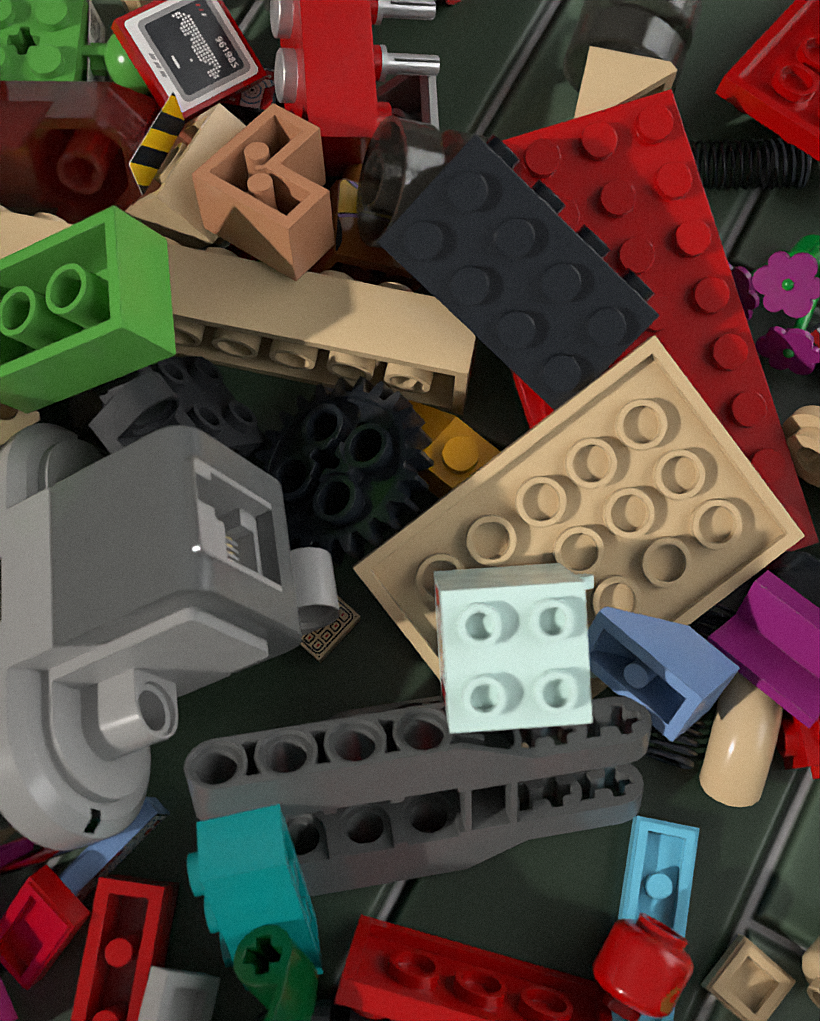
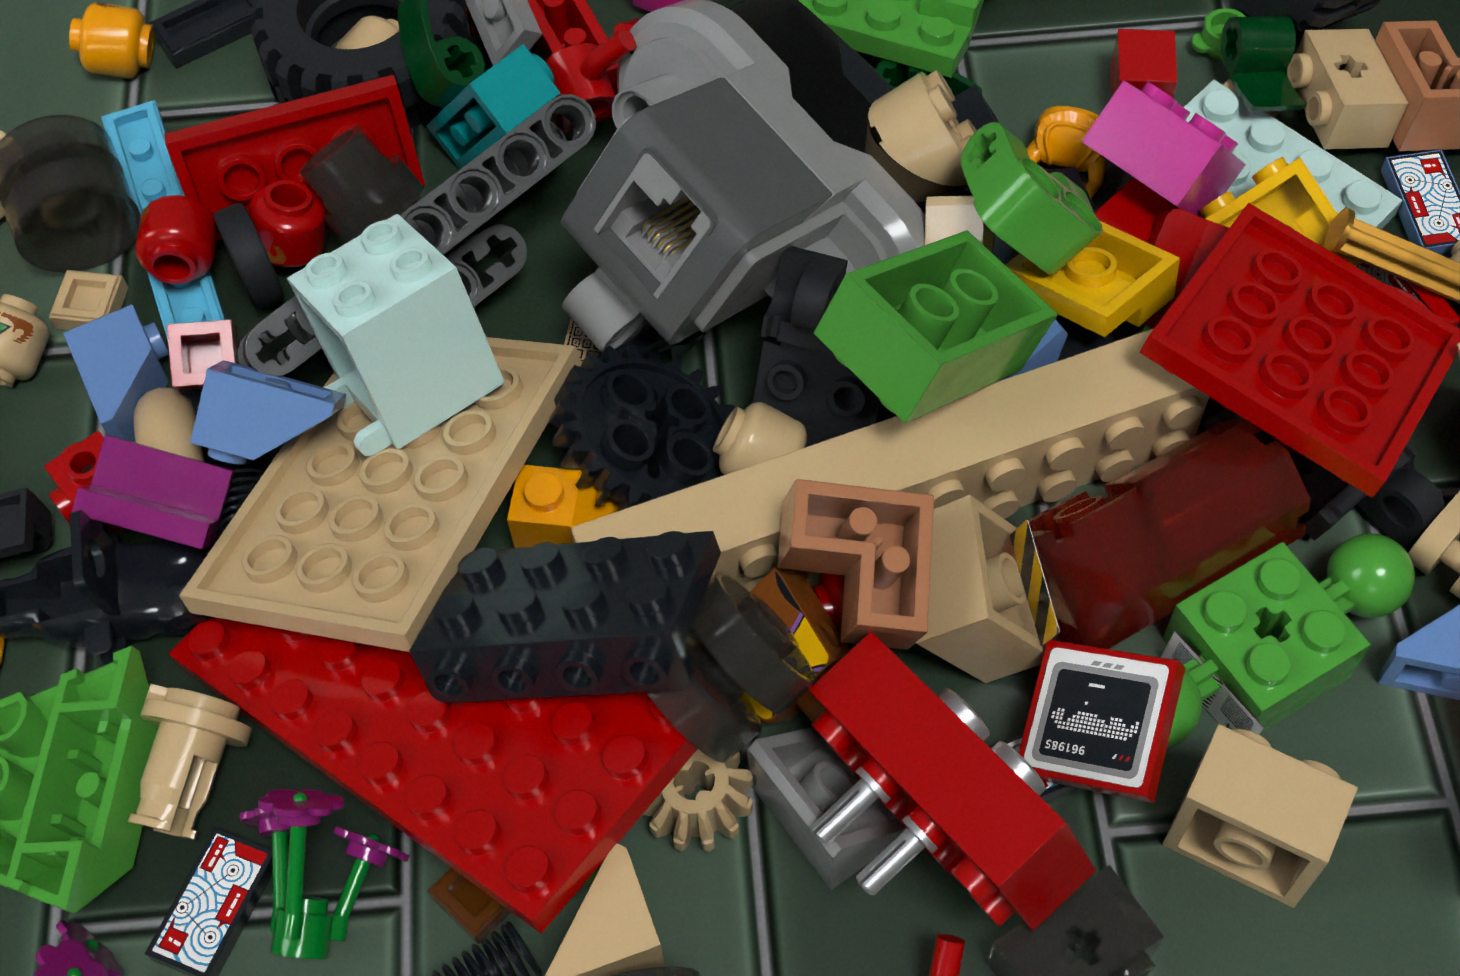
camera: 150 degrees right, 15 degrees down
(155, 853) = (584, 73): none -> red piece
(262, 395) = (757, 436): none -> tan head
(435, 905) = (359, 183): none -> clear smoke piece
(503, 927) = (289, 222): none -> red head
(581, 904) = (249, 256): none -> black tyre
(677, 794) = (198, 347): none -> brick
(756, 857) = (118, 365): none -> medium blue slope

